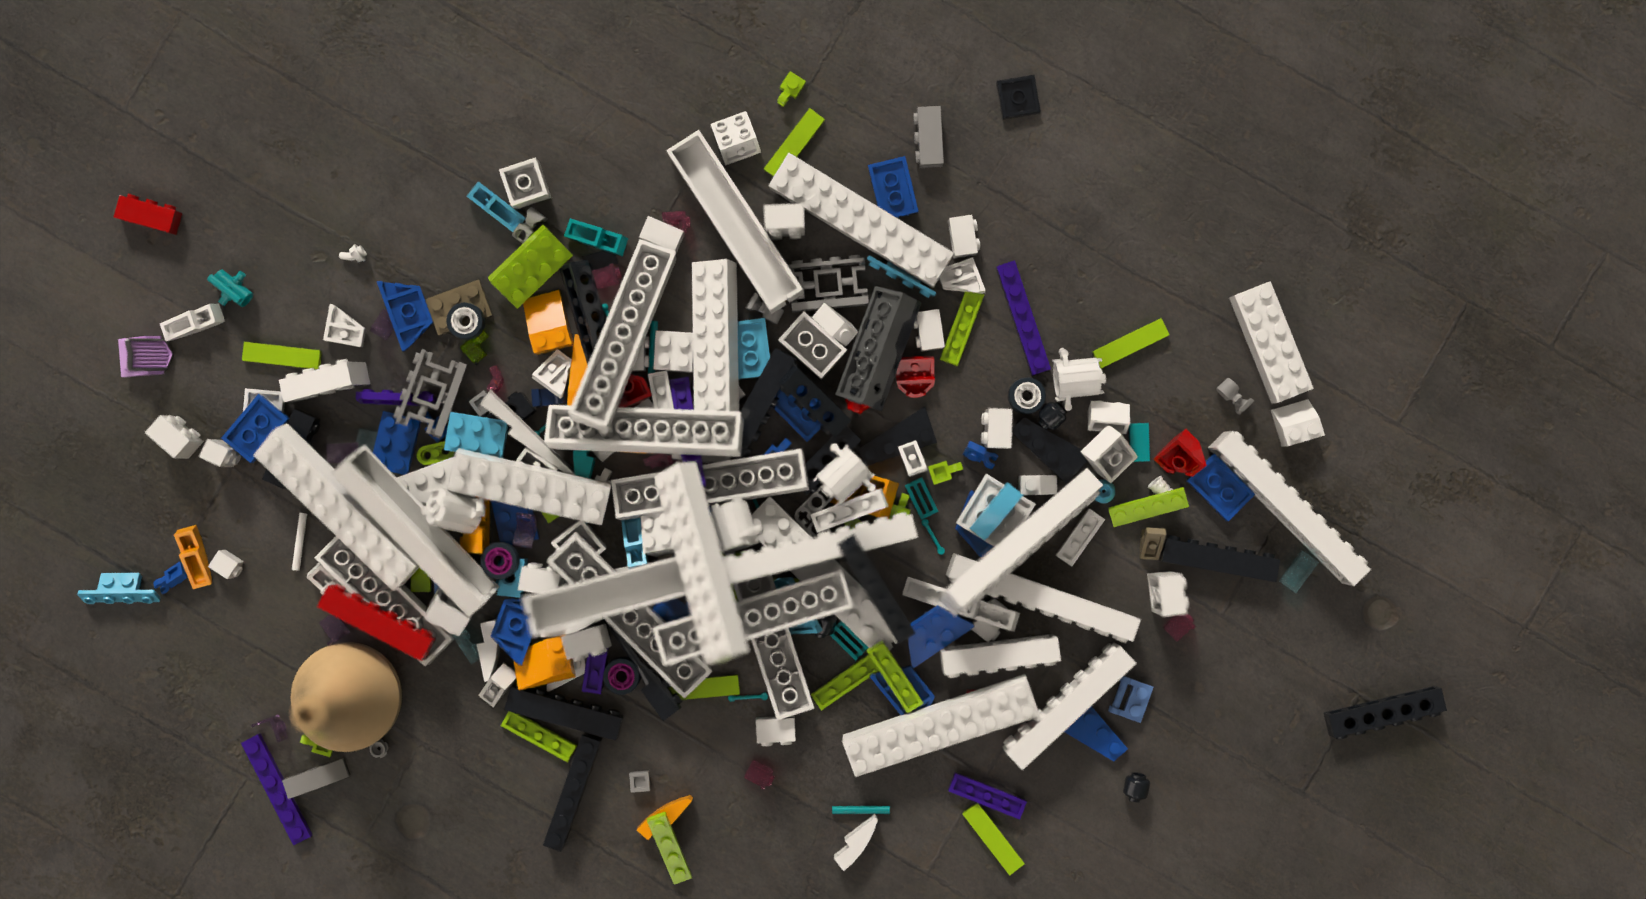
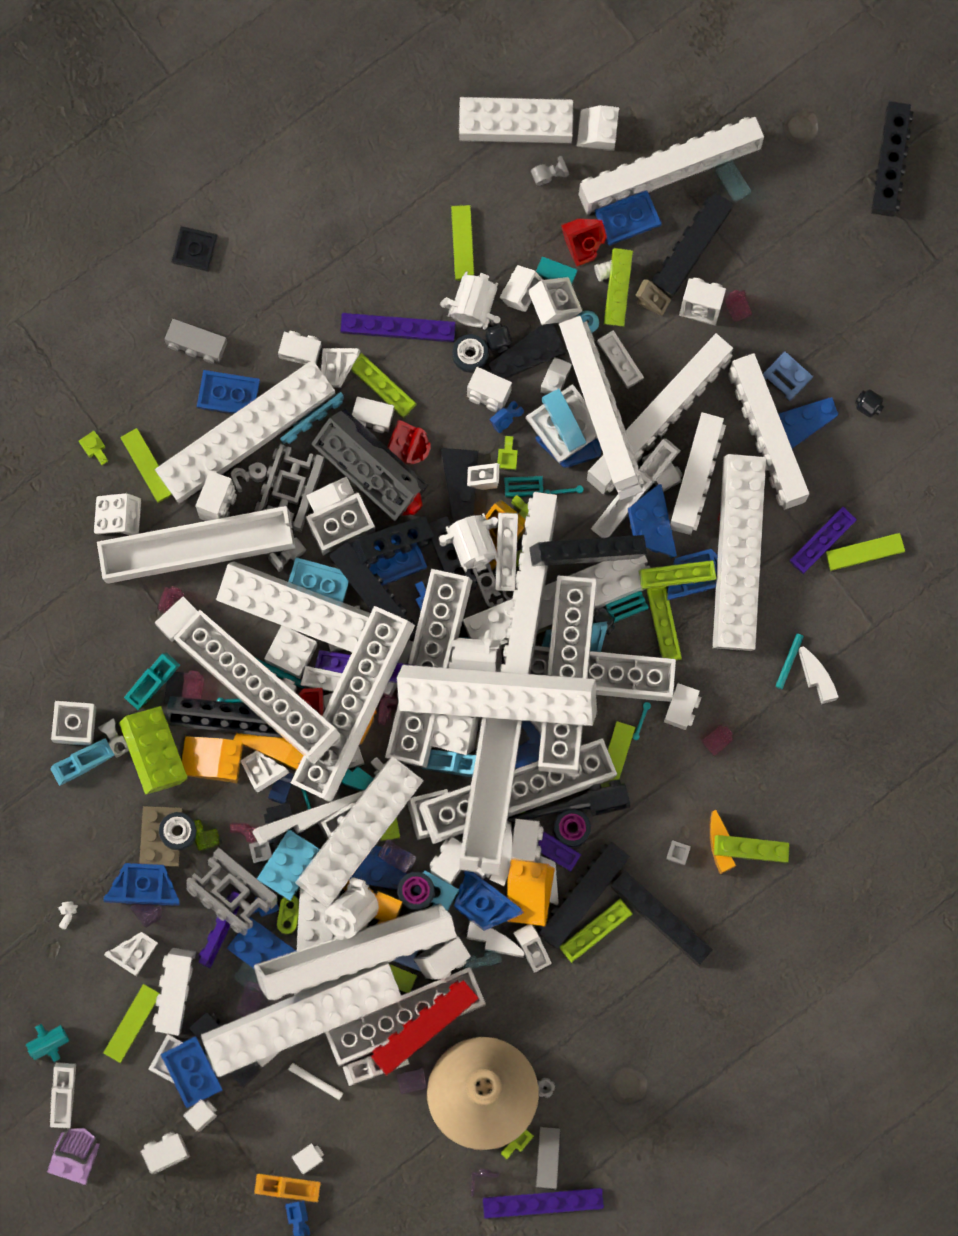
camera: 70 degrees left, 10 degrees down
(830, 246) = (256, 472): none -> light grey leg

